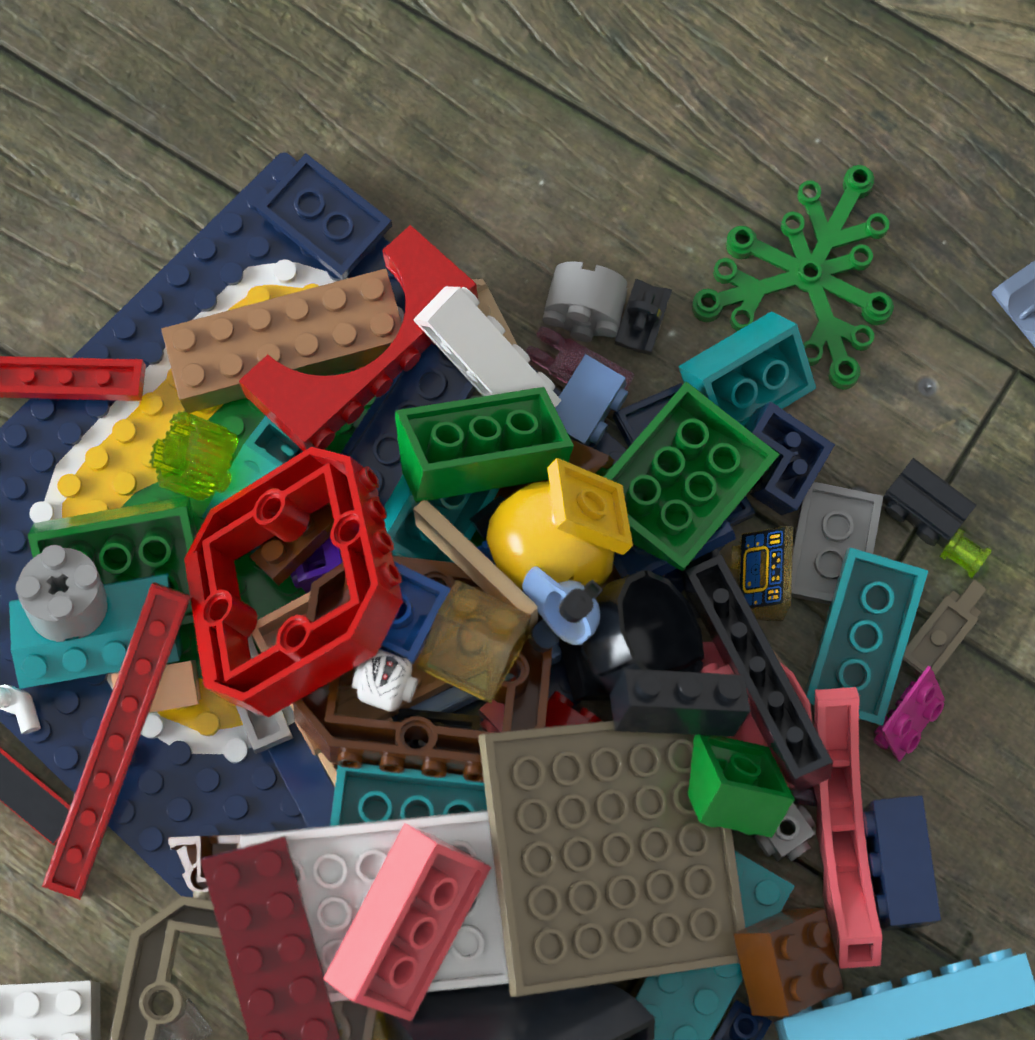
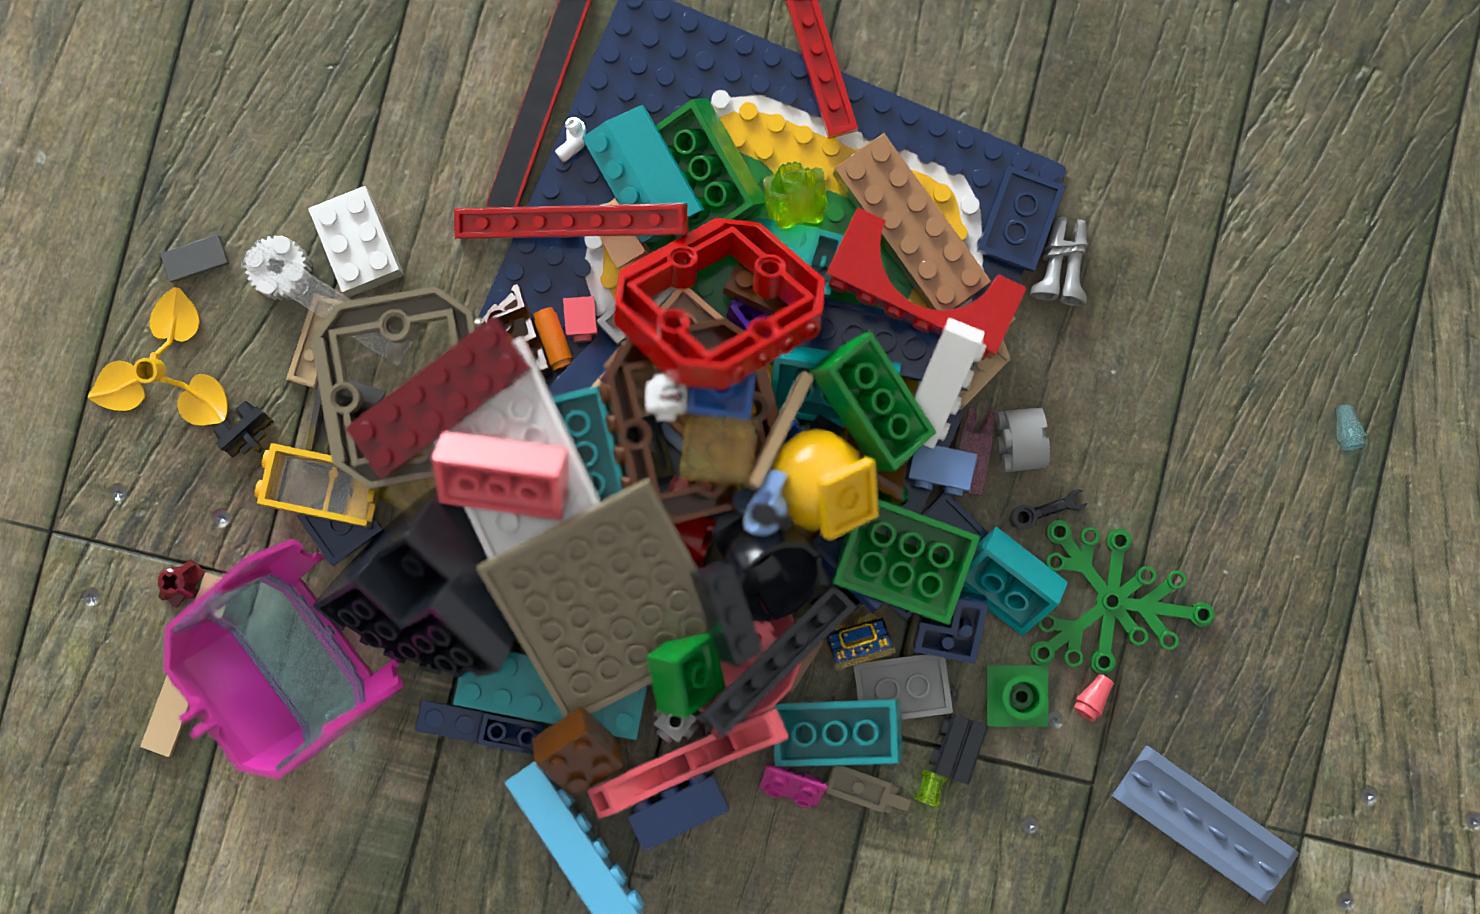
camera: 65 degrees right, 10 degrees up
(62, 594) = (640, 147): light grey brick -> none
(243, 772) = (580, 318): none -> coral brick
(254, 816) = (553, 339): none -> orange piece
(376, 190) = (1057, 250): none -> light grey piece
(643, 317) = (1028, 487): black hips -> none
(677, 326) = (1032, 514): none -> black brick
(884, 433) = (1001, 691): none -> green plant
(918, 331) = (1094, 698): none -> coral cone

